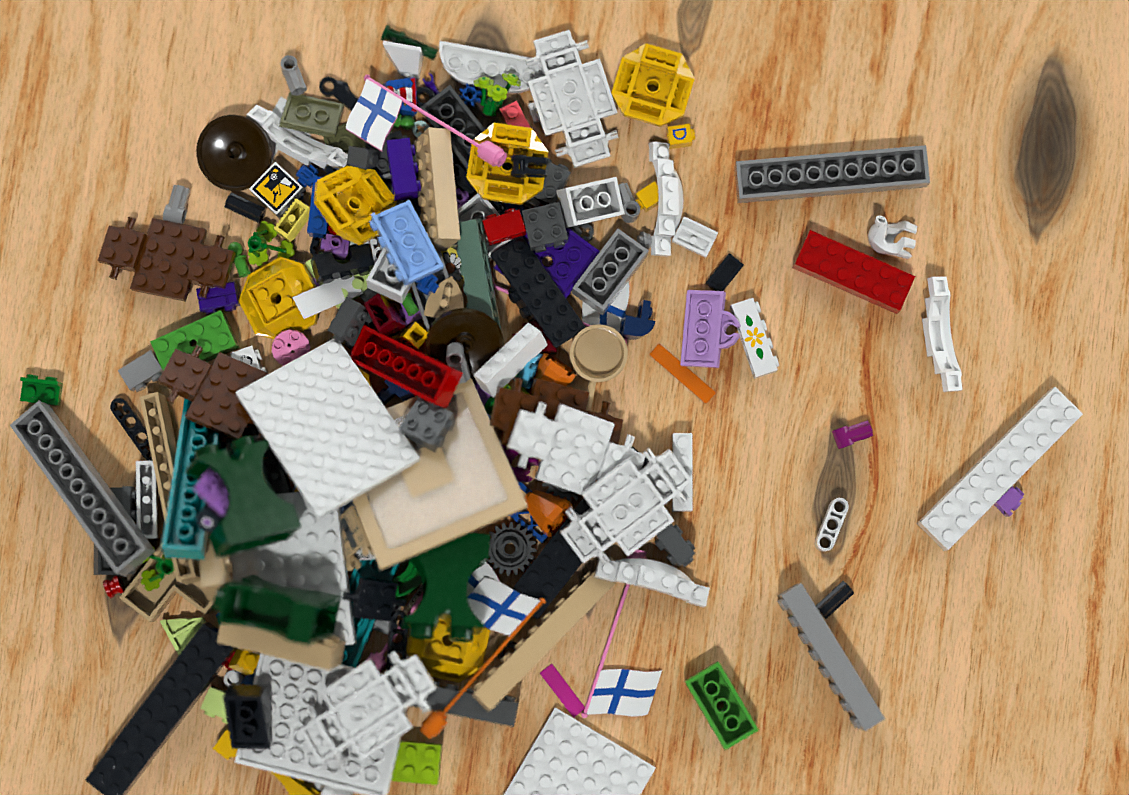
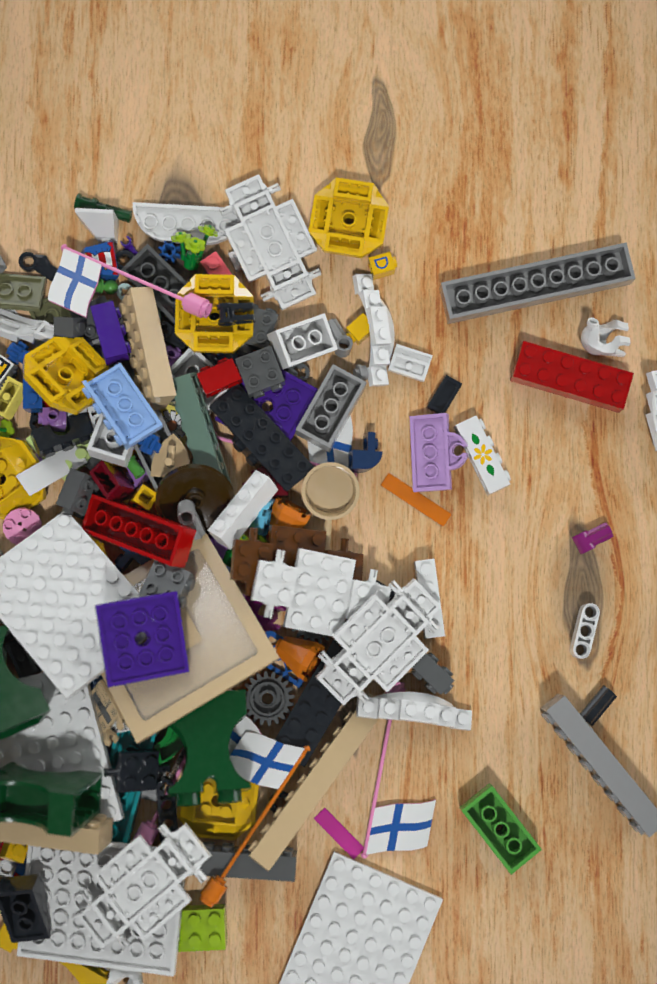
camera: 10 degrees left, 0 degrees up
(417, 483) = (159, 655): none -> dark purple piece

